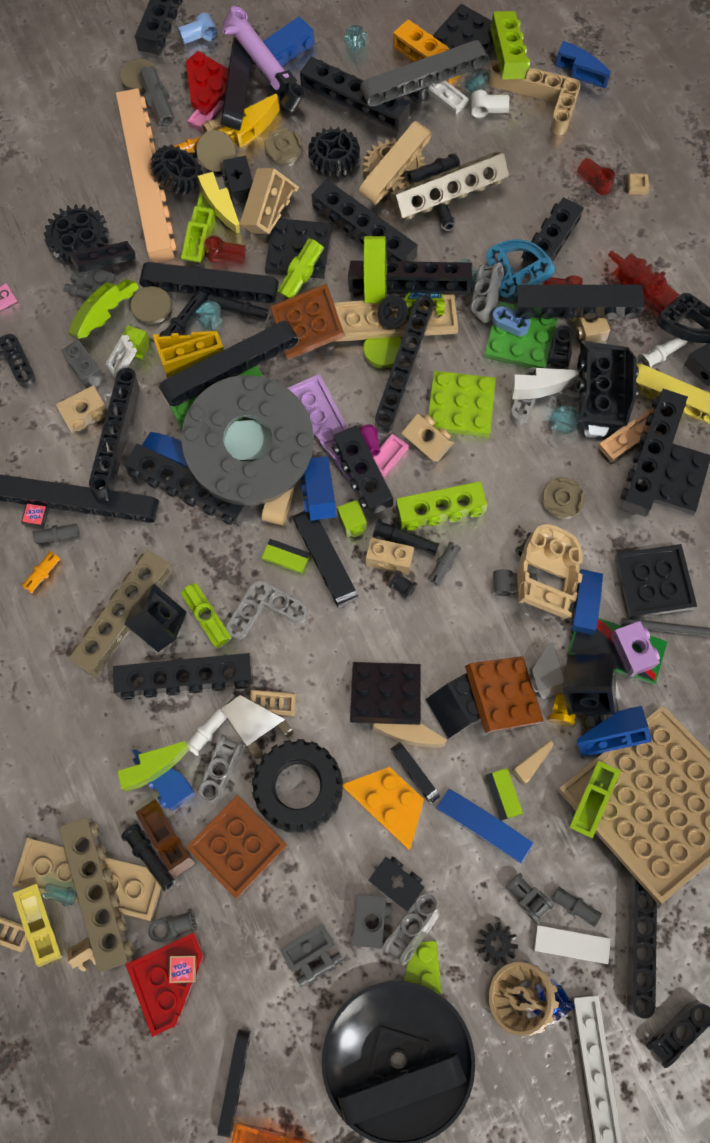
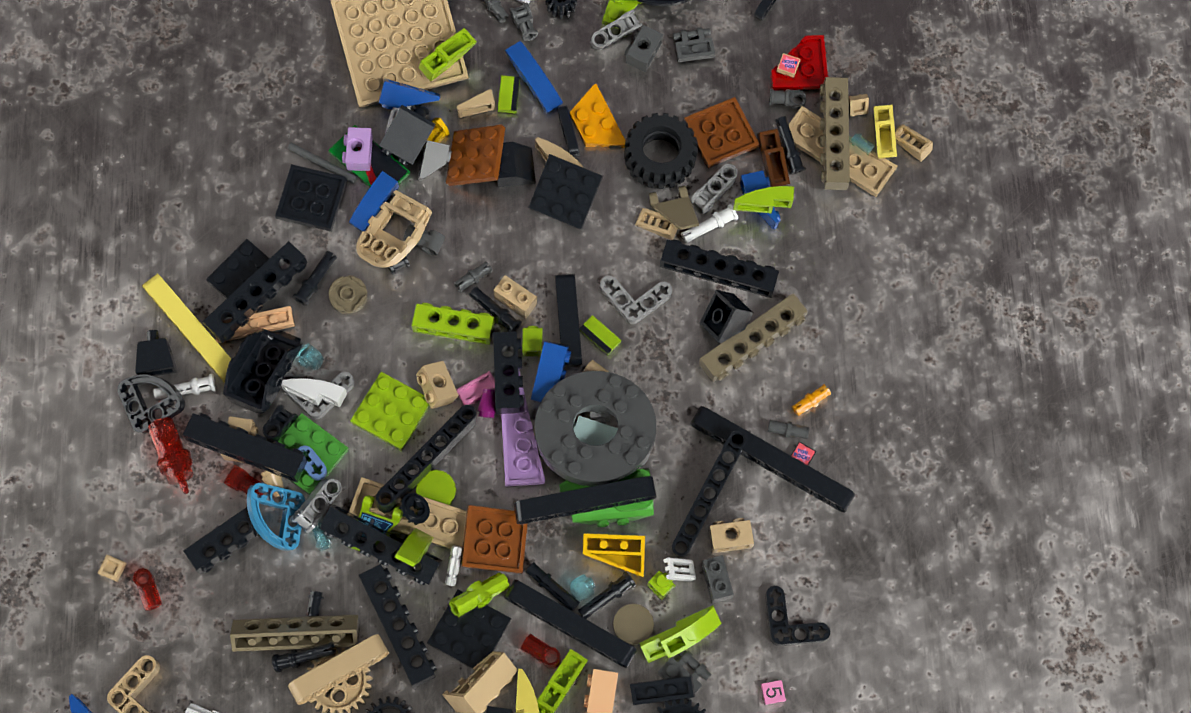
camera: 165 degrees left, 0 degrees up
(142, 458) = (689, 467): black brick -> none
(166, 446) = (668, 468): blue slope -> none
(212, 626) = (687, 319): lime piece -> none
(336, 289) = (453, 565): none -> white axle
(402, 896) = (614, 64): black brick -> none
(403, 585) = (514, 271): black bush -> none
(604, 489) = (310, 285): none -> black pin

